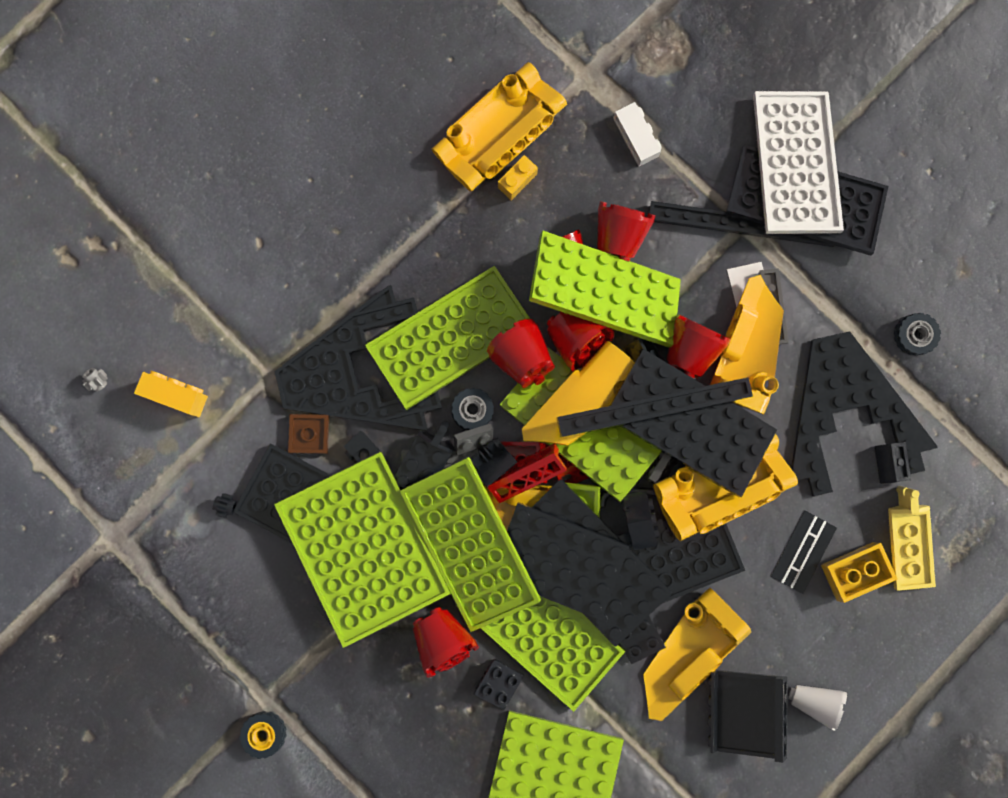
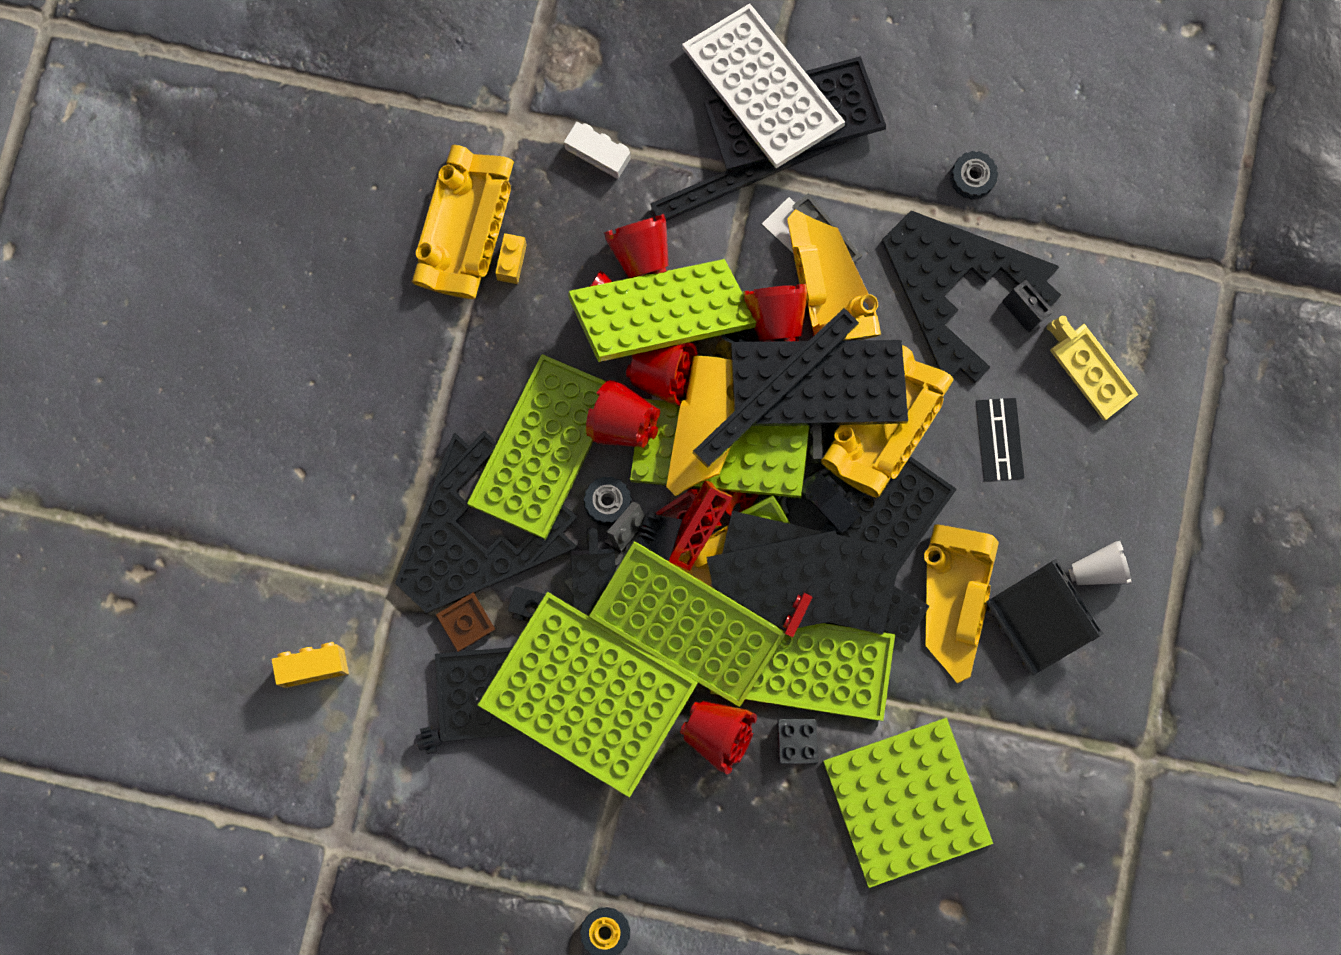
camera: 30 degrees left, 5 degrees down
(94, 379) = (224, 700): light grey gear -> none
(551, 596) = (792, 622): none -> red plate
(859, 572) = (1060, 424): yellow brick -> none

